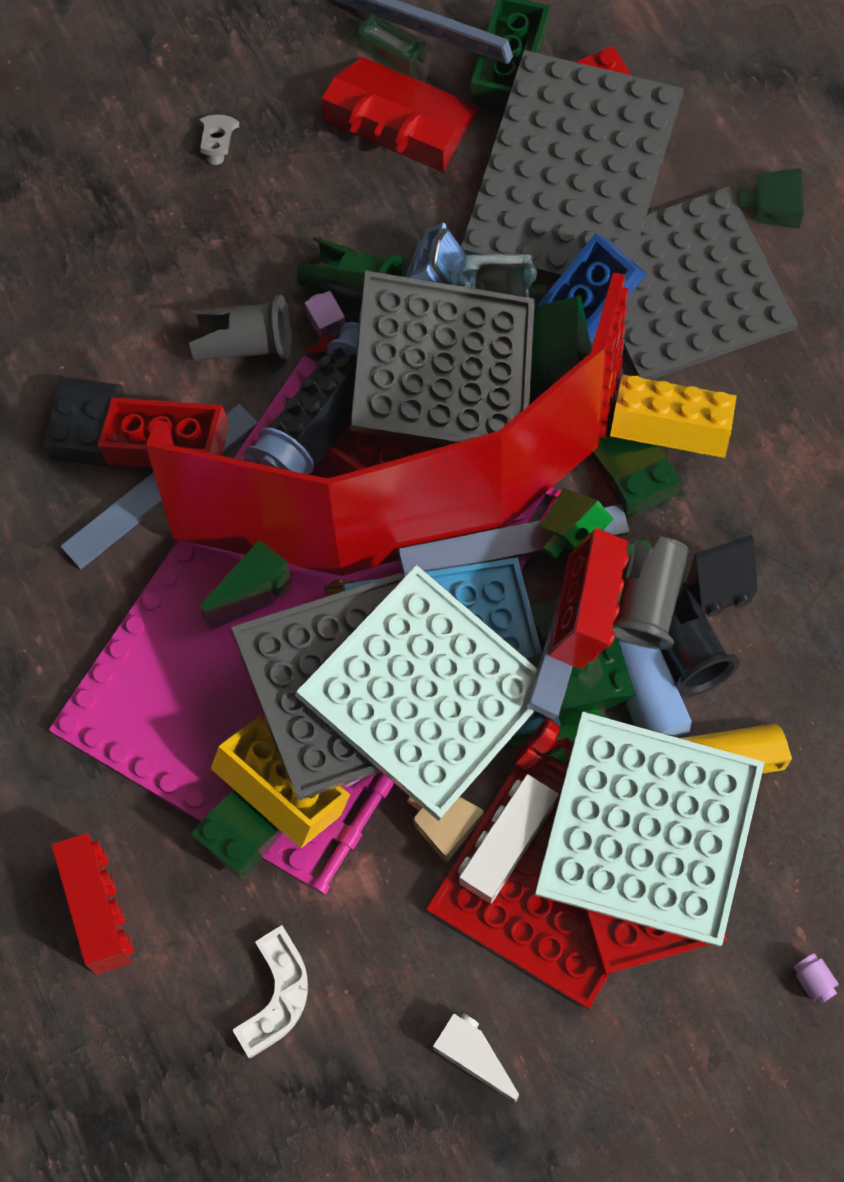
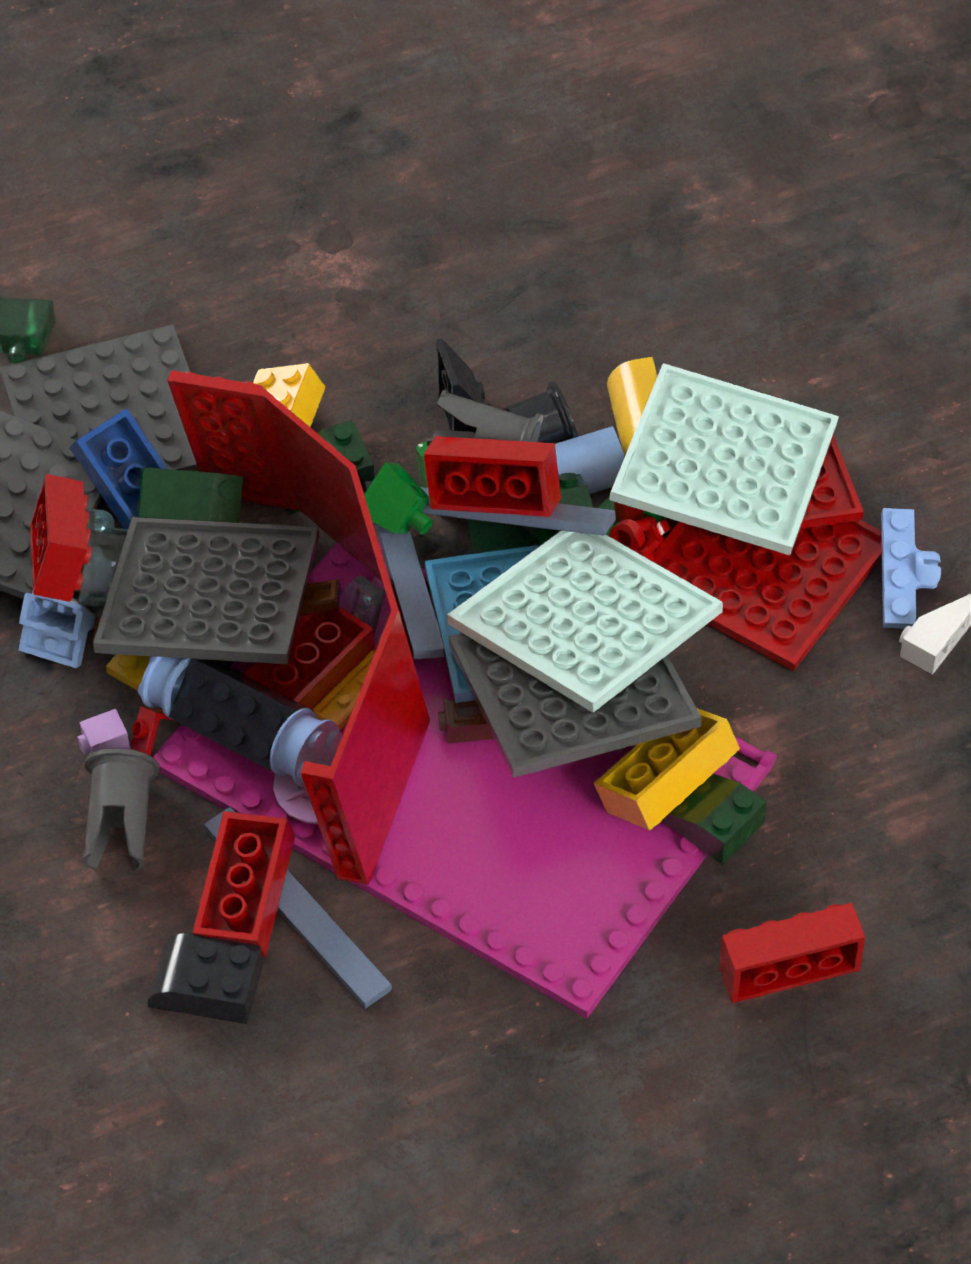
camera: 90 degrees left, 15 degrees down
(248, 587) = (439, 792): dark green slope -> none
(288, 996) = (893, 791): white plate -> none
(345, 270) = (65, 694): dark green piece -> none
(451, 829) = (707, 651): tan torso -> none
(487, 233) = (59, 538): none -> red brick
(508, 839) = (739, 587): white brick -> none
(549, 1018) = (903, 568): none -> light blue plate
(816, 978) = (861, 365): lavender brick -> none

